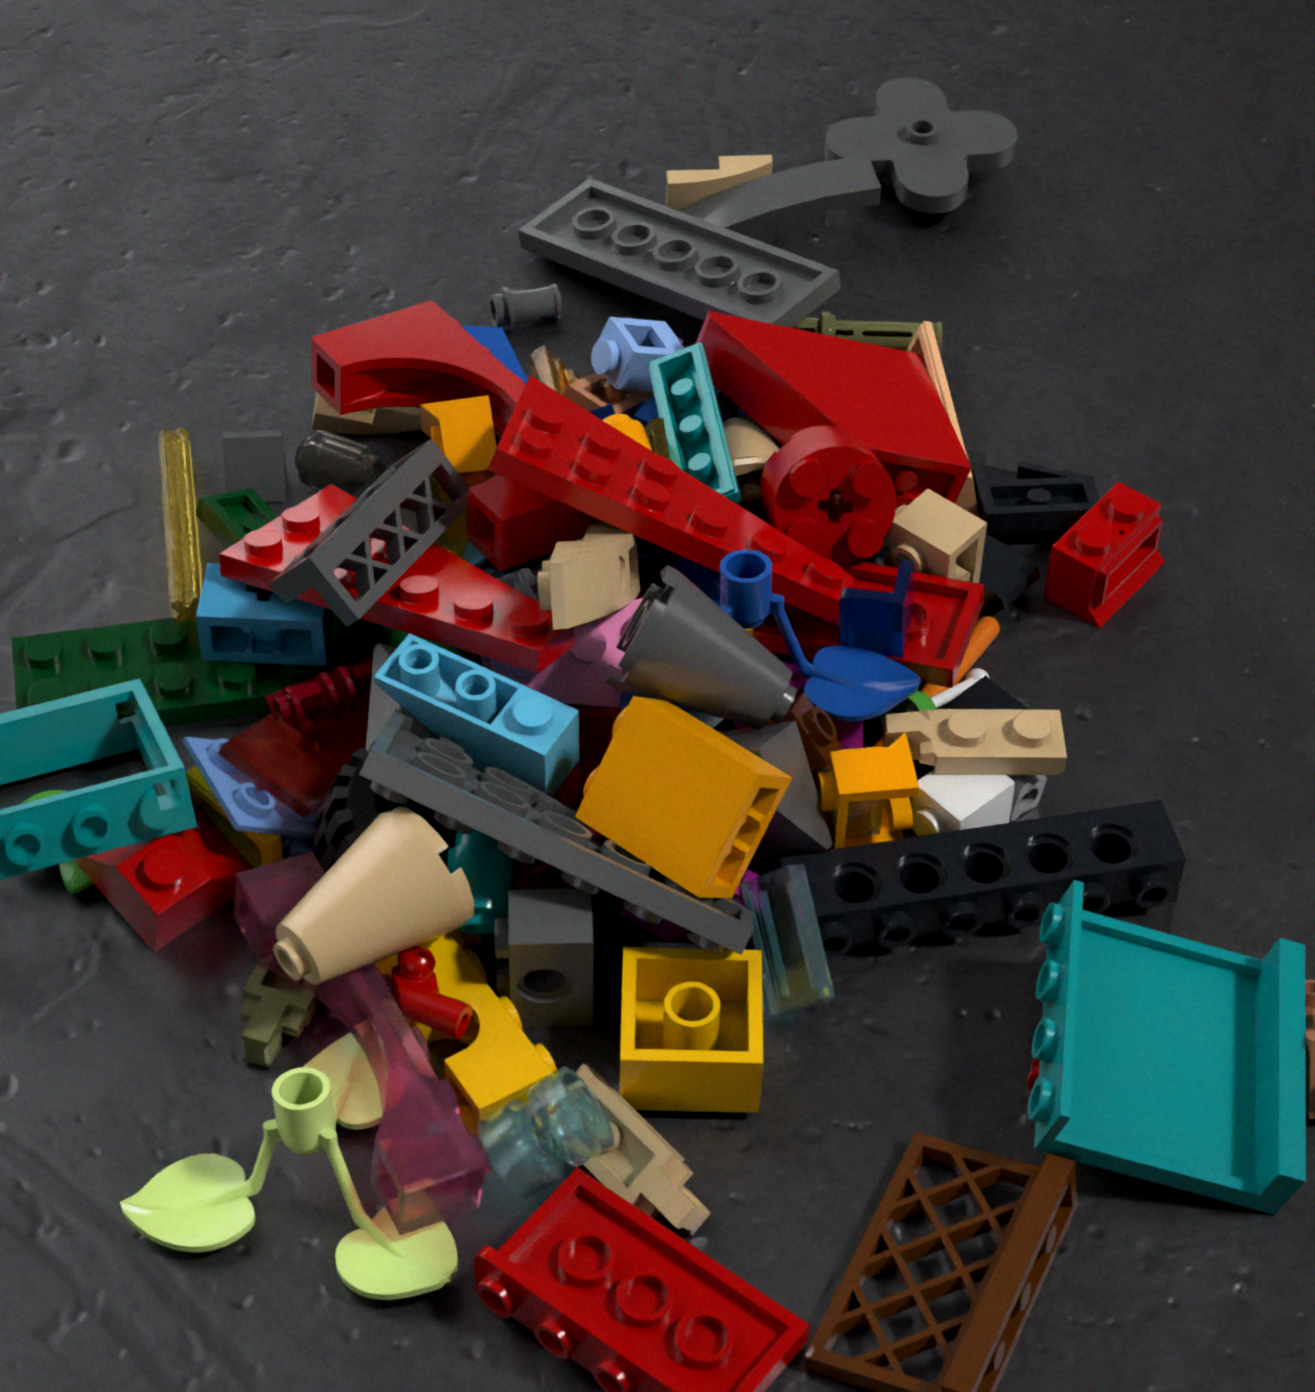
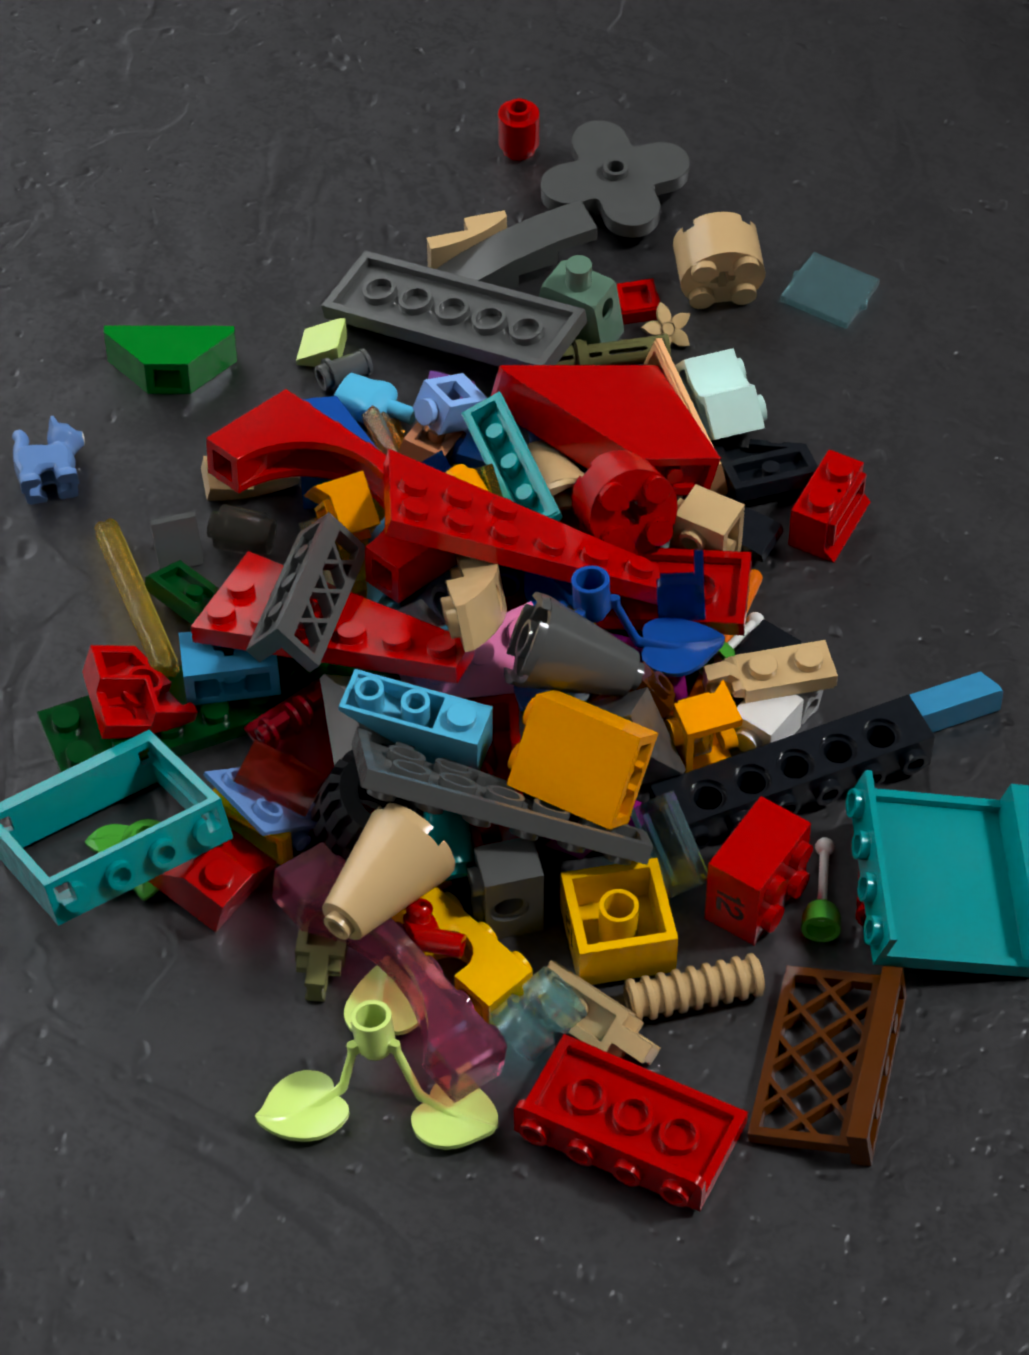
camera: 10 degrees left, 5 degrees up
(127, 355) = (48, 463): none -> medium blue animal
(132, 632) = (130, 693): none -> red slope
(318, 258) = (170, 356): none -> green slope
(513, 269) = (322, 342): none -> yellowish green slope
(533, 329) = (360, 393): none -> medium azure piece
(778, 1138) = (695, 987): none -> tan piece
(815, 74) = (518, 129): none -> red brick
(858, 256) = (580, 286): none -> sand green torso
(900, 994) = (758, 871): none -> red brick
(915, 286) = (638, 301): none -> red tile
(951, 317) = (669, 325): none -> tan plant
(978, 1074) = (821, 917): none -> bright green hinge
(995, 400) = (722, 394): none -> light aqua brick
(1027, 248) = (719, 260): none -> tan brick
(1165, 310) = (830, 290): none -> clear light blue piece
(1231, 825) = (958, 701): none -> dark azure slope

